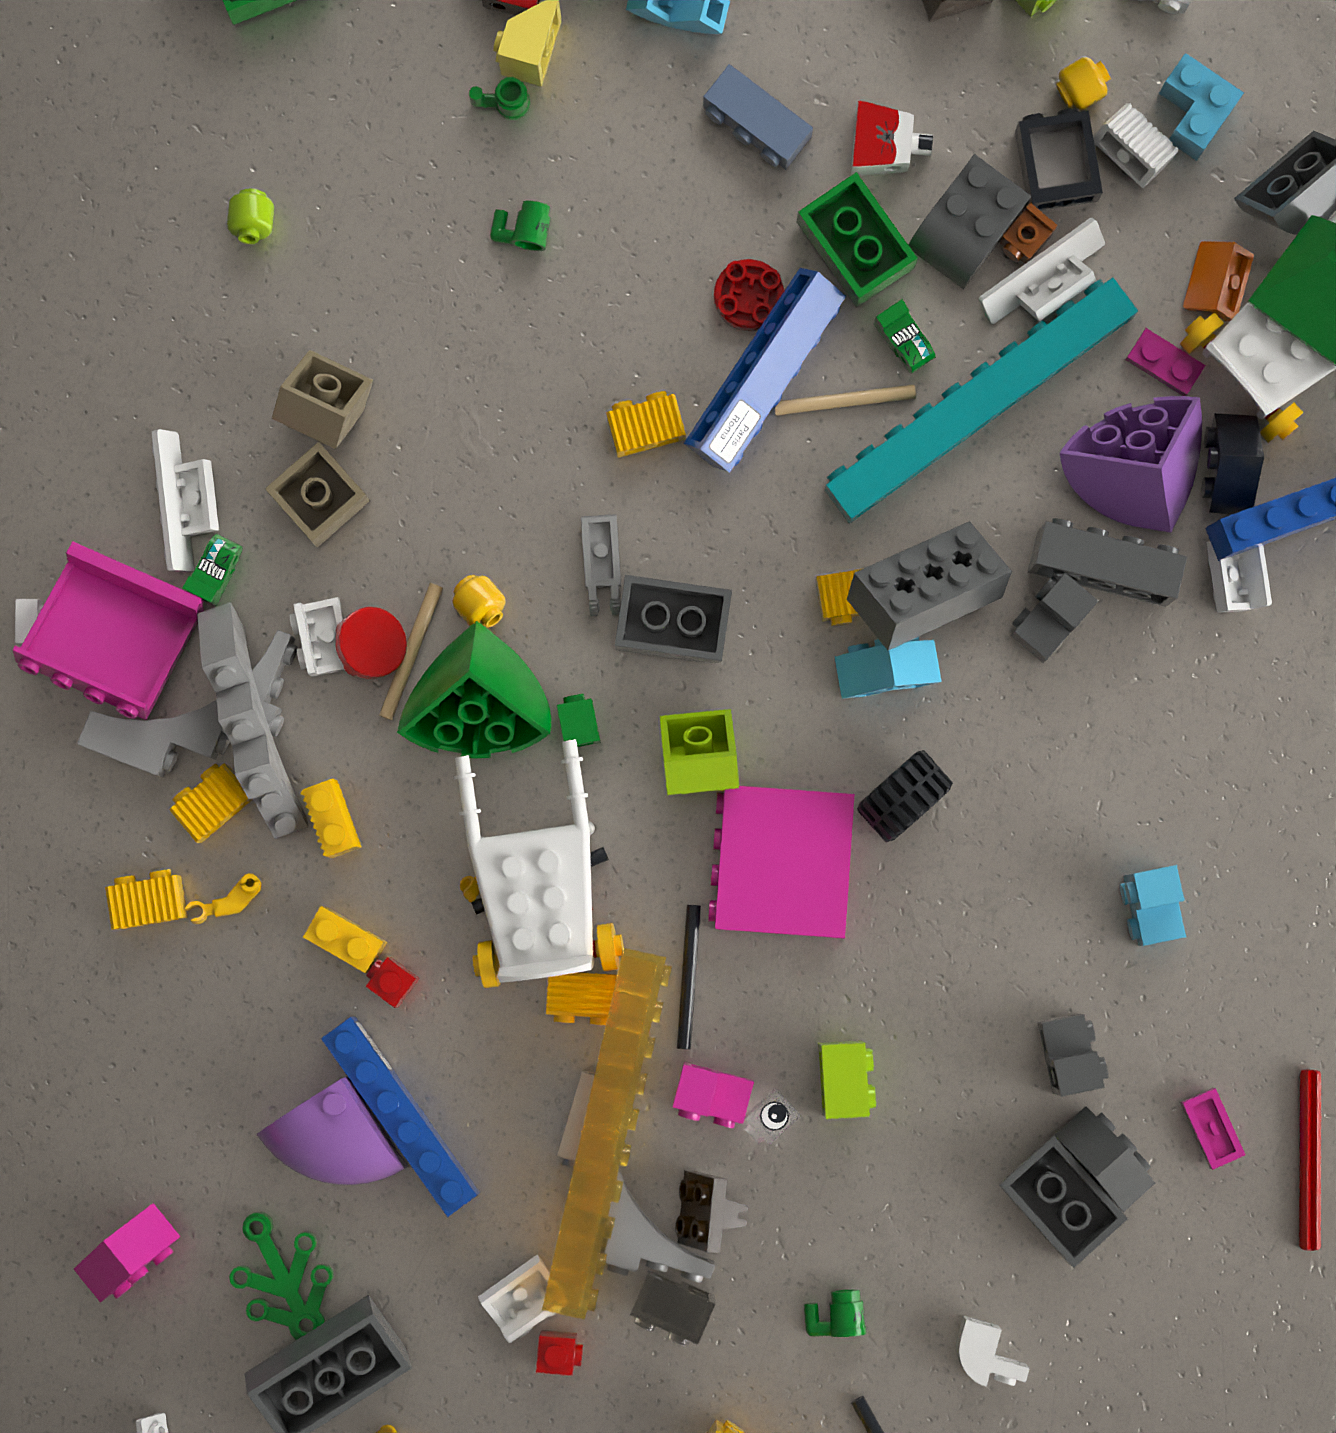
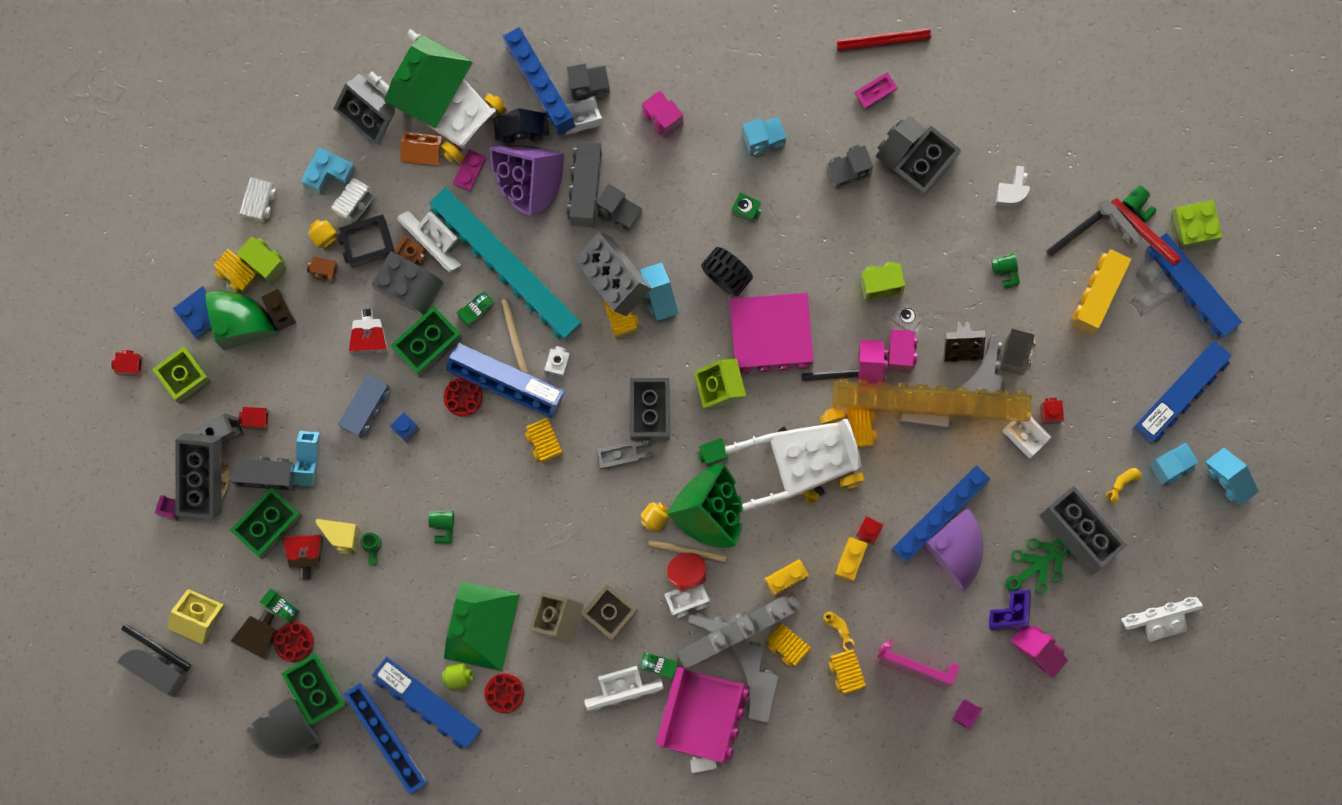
camera: 100 degrees left, 5 degrees down
(37, 1103) = (966, 714): none -> magenta panel
(91, 1064) = (915, 669): none -> dark pink panel
(160, 78) = (385, 739): none -> blue brick
(194, 1223) = (1016, 616): none -> dark purple brick
(211, 295) = (504, 693): none -> red tile
(214, 157) = (427, 703): none -> blue brick
(336, 270) = (481, 626): none -> green slope
(696, 1035) = (872, 361): none -> dark pink brick
(707, 182) = (404, 427): none -> blue brick
(772, 472) = (557, 369): none -> white brick
(1017, 77) = (322, 269): none -> dark orange brick
(1022, 853) = (746, 208): none -> green brick
(1220, 726) = (663, 114): none -> dark pink brick
(1301, 596) = (588, 82): none -> dark grey brick

